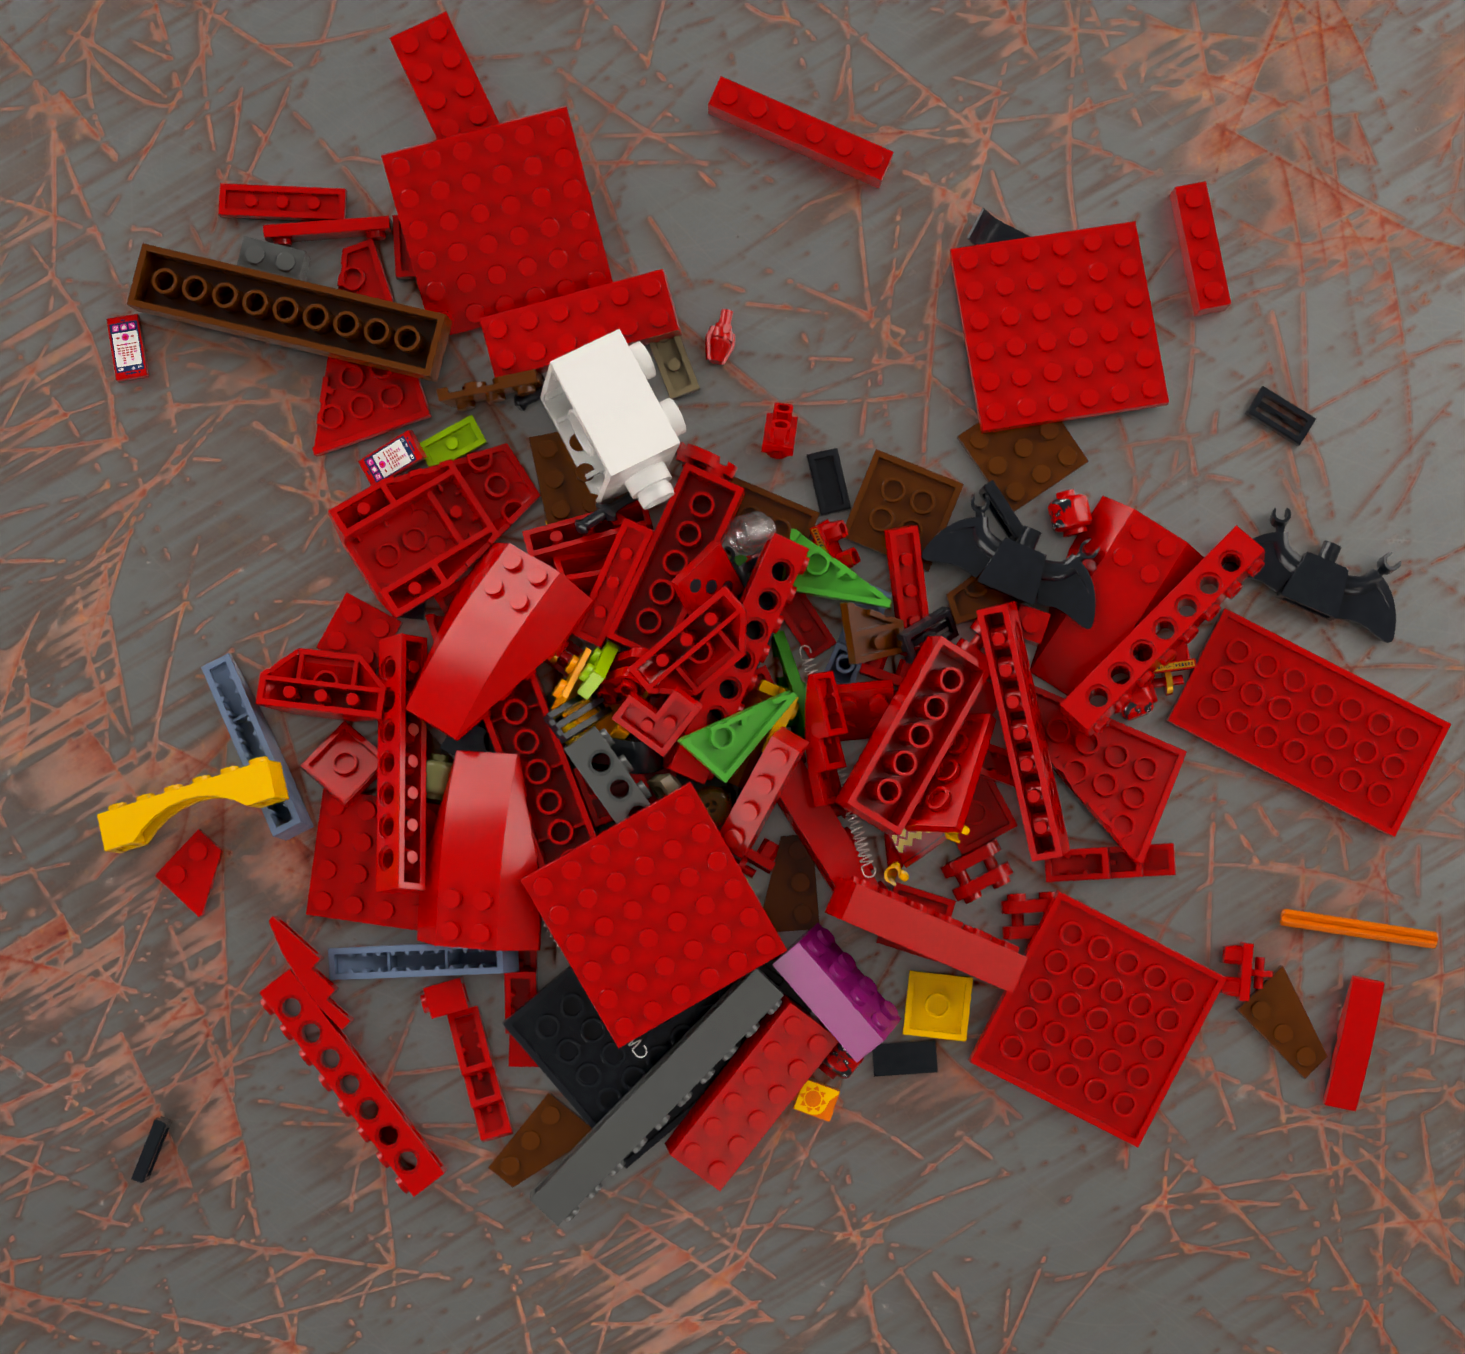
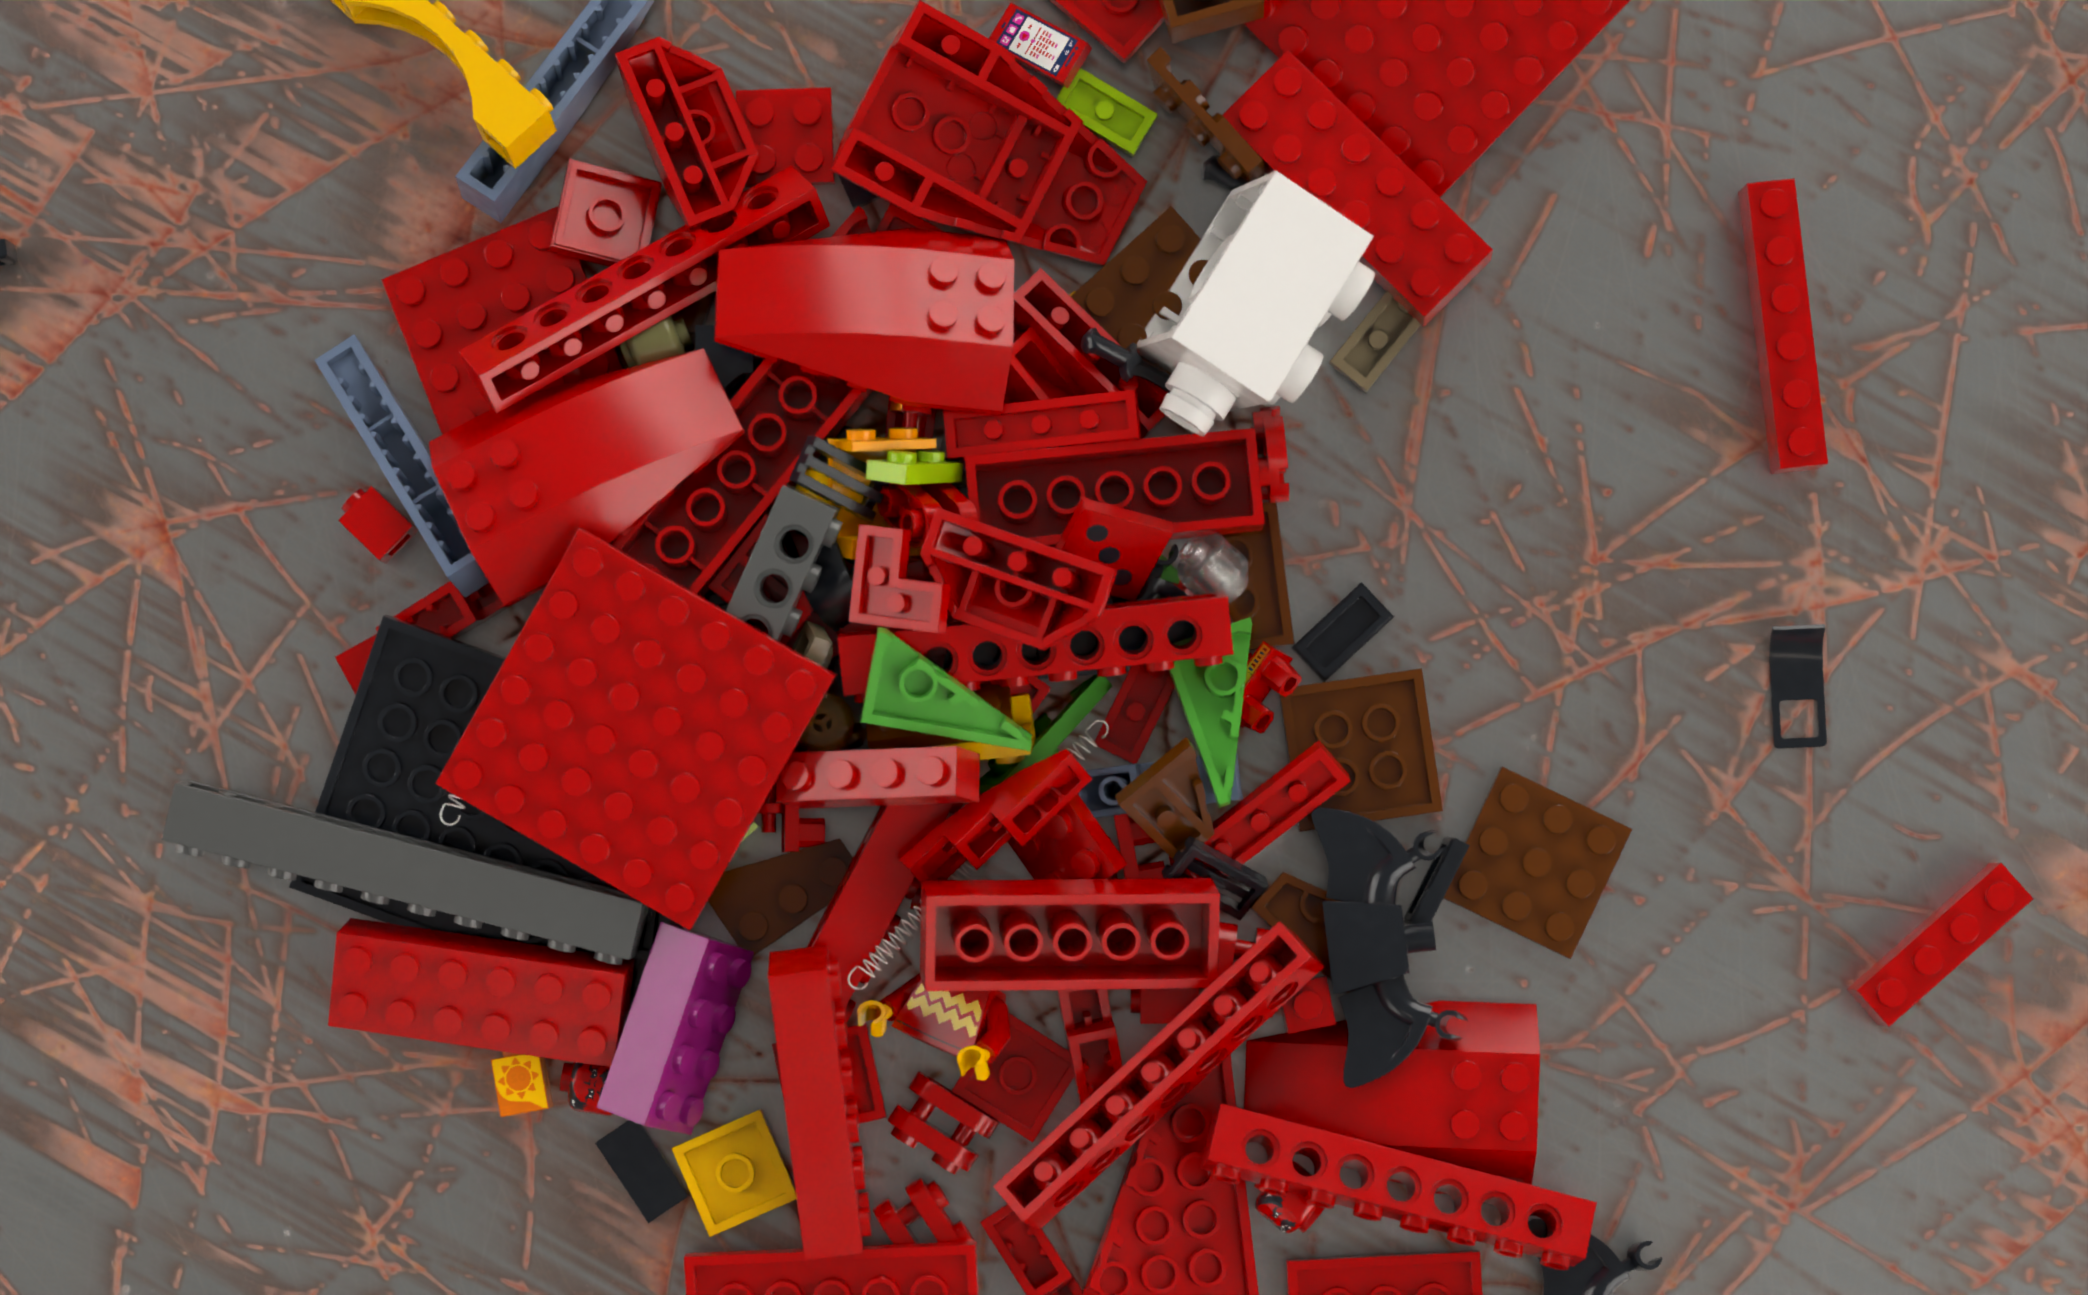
camera: 60 degrees right, 0 degrees up
(192, 871) = (353, 100): red wing -> none
(304, 961) = (317, 312): red slope -> none
(370, 1087) = (204, 493): red brick -> none
(480, 1074) = (303, 625): red slope -> none
(541, 1140) = (264, 755): reddish brown wing -> none
(720, 339) = (1447, 381): red piece -> none
(780, 432) = (1370, 529): red hips -> none
(952, 787) = (1036, 1023): red wing -> none
(1058, 327) = (1725, 816): red plate -> none
(1070, 513) = (1485, 974): red head -> none
(1180, 662) = (1374, 1233): red hips -> none
(1275, 427) = (1761, 1179): black tile -> none

